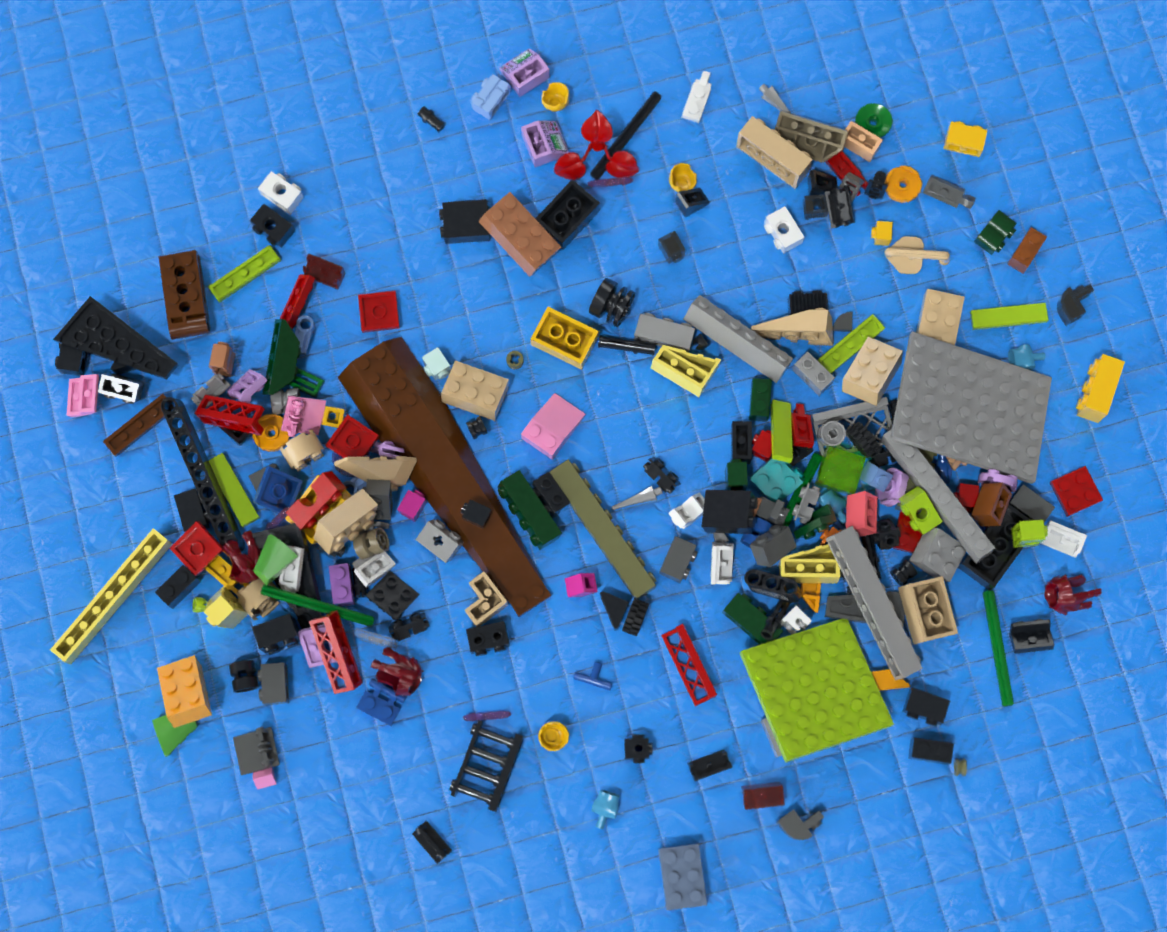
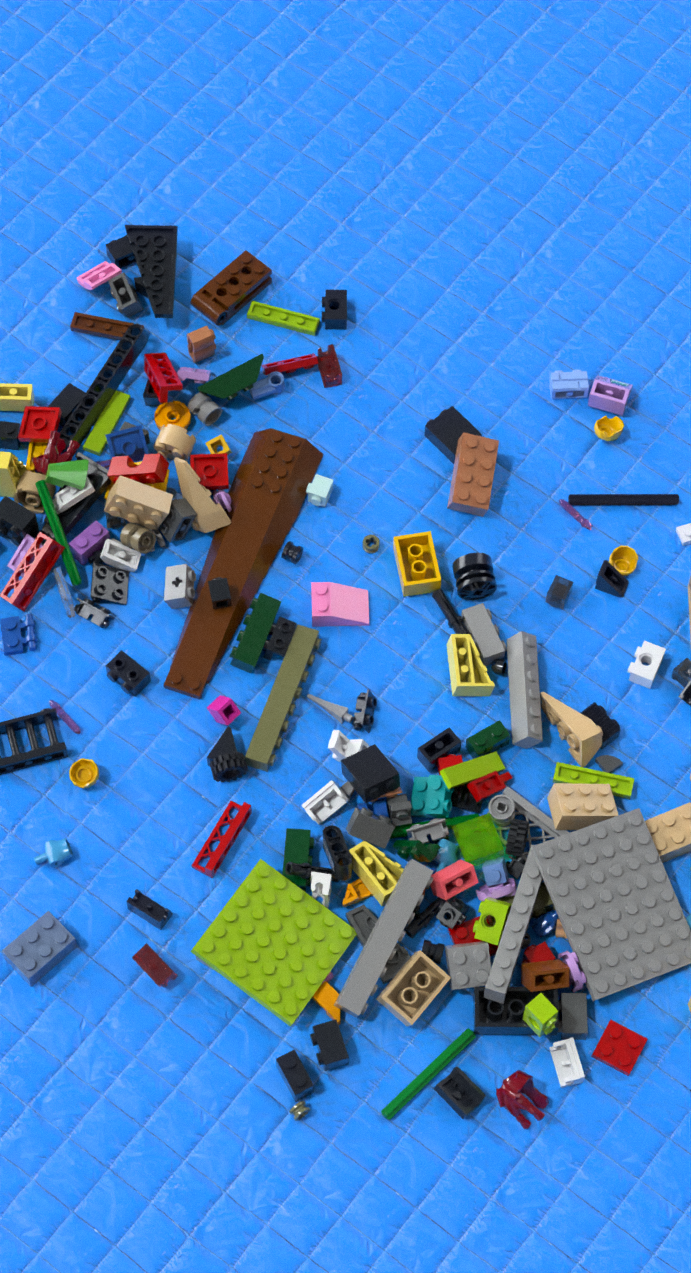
camera: 50 degrees right, 15 degrees down
(216, 386) = (179, 356): light grey hinge -> none
(286, 201) = (366, 297): white brick -> none
(302, 415) = (202, 424): bright pink hinge -> none
(316, 388) = (234, 424): green tile -> none
(378, 311) = (329, 424): red plate -> none
(402, 675) = (48, 627): dark red piece -> none
(412, 505) = (193, 549): dark pink brick -> none
(429, 117) = (514, 354): black pin -> none
(474, 390) = (320, 529): tan brick -> none
(489, 601) = (156, 653): tan brick -> none
(543, 142) = (564, 443): lavender slope -> none
(568, 213) = (519, 498): black brick -> none
(593, 678) = (155, 774): blue piece -> none
(597, 131) = (600, 461): red plant -> none
(632, 754) = (120, 842): black brick -> none
(678, 559) = (303, 769): dark grey brick -> none
(736, 475) = (407, 762): dark green brick -> none
(796, 828) = (148, 1014): dark grey brick -> none
(813, 373) = (544, 767): light grey brick -> none

